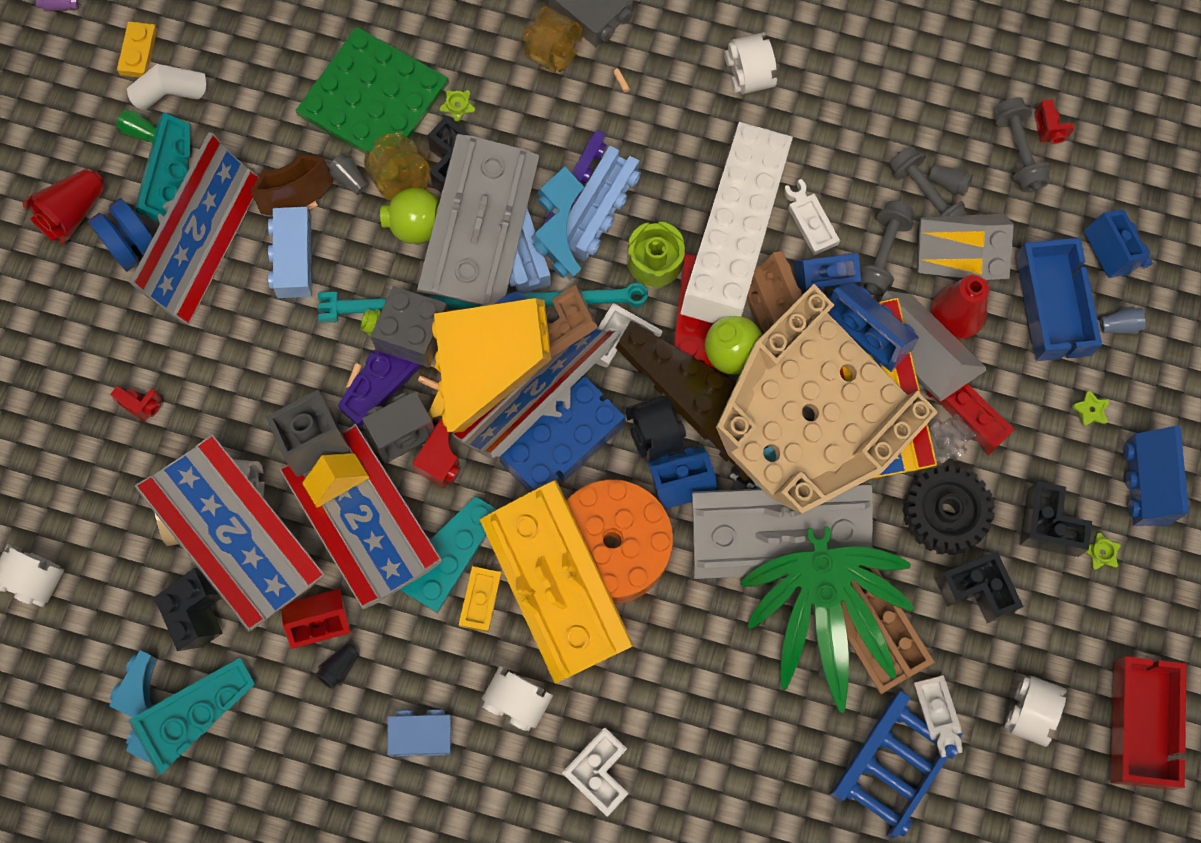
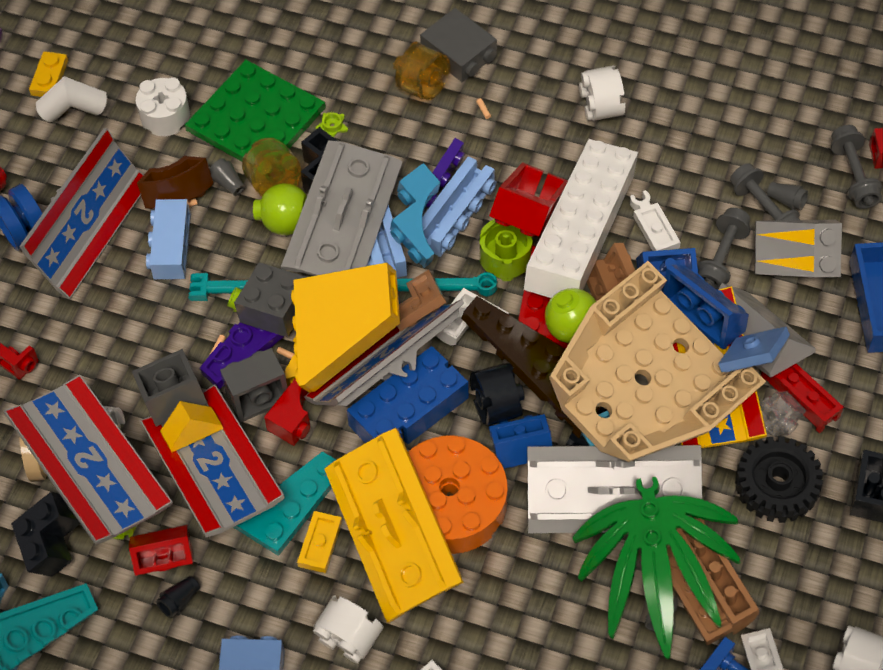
camera: 10 degrees right, 15 degrees down
(135, 126) = (41, 134): green cone -> none
(165, 166) = (63, 159): teal wing -> none
(269, 89) = (162, 106): none -> white brick
(677, 212) = (517, 201): none -> red piece
(926, 378) = (754, 349): none -> medium blue plate
(962, 306) = (797, 298): red cone -> none
(987, 581) = (808, 540): black brick -> none

